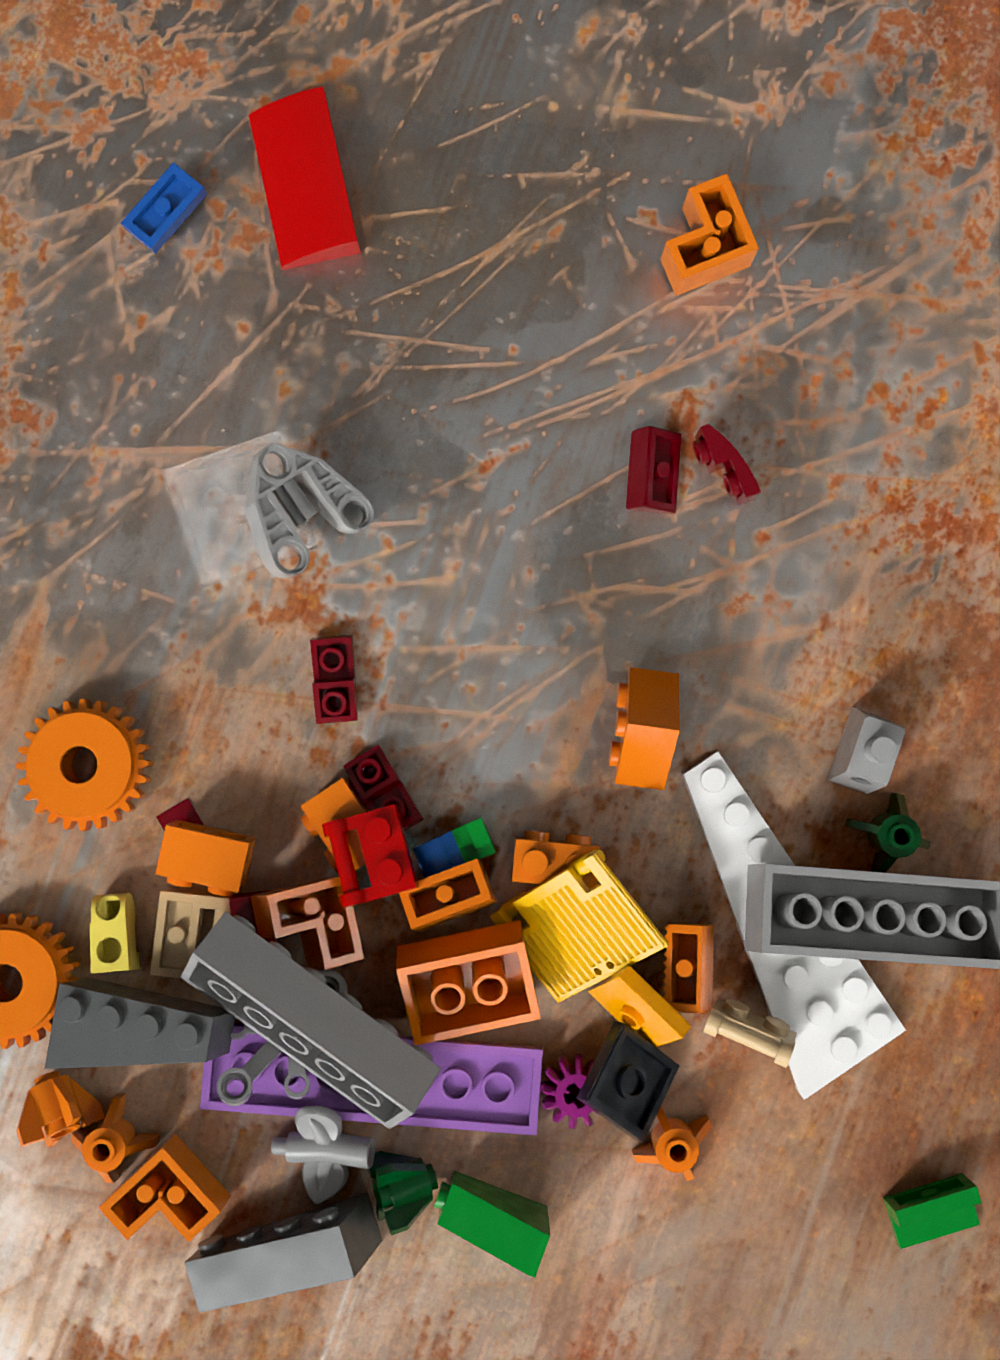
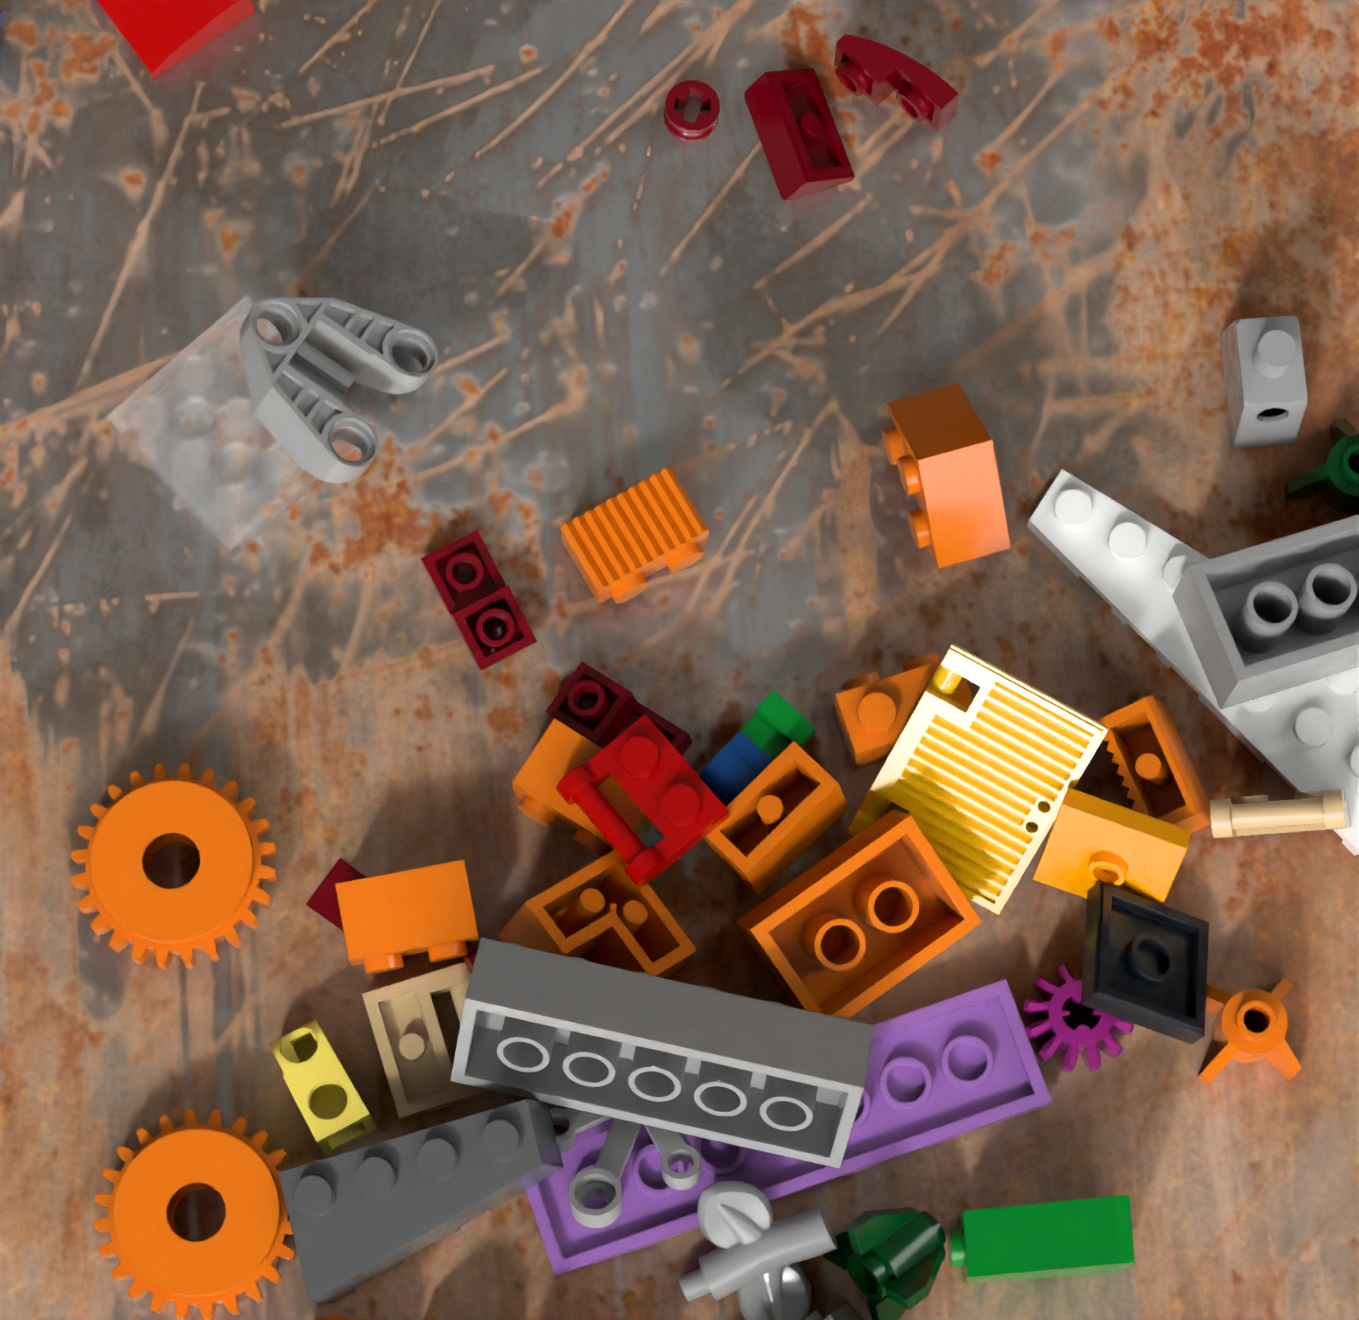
camera: 25 degrees left, 10 degrees down
(442, 682) = (635, 537): none -> orange brick
(591, 417) = (678, 98): none -> dark red bush

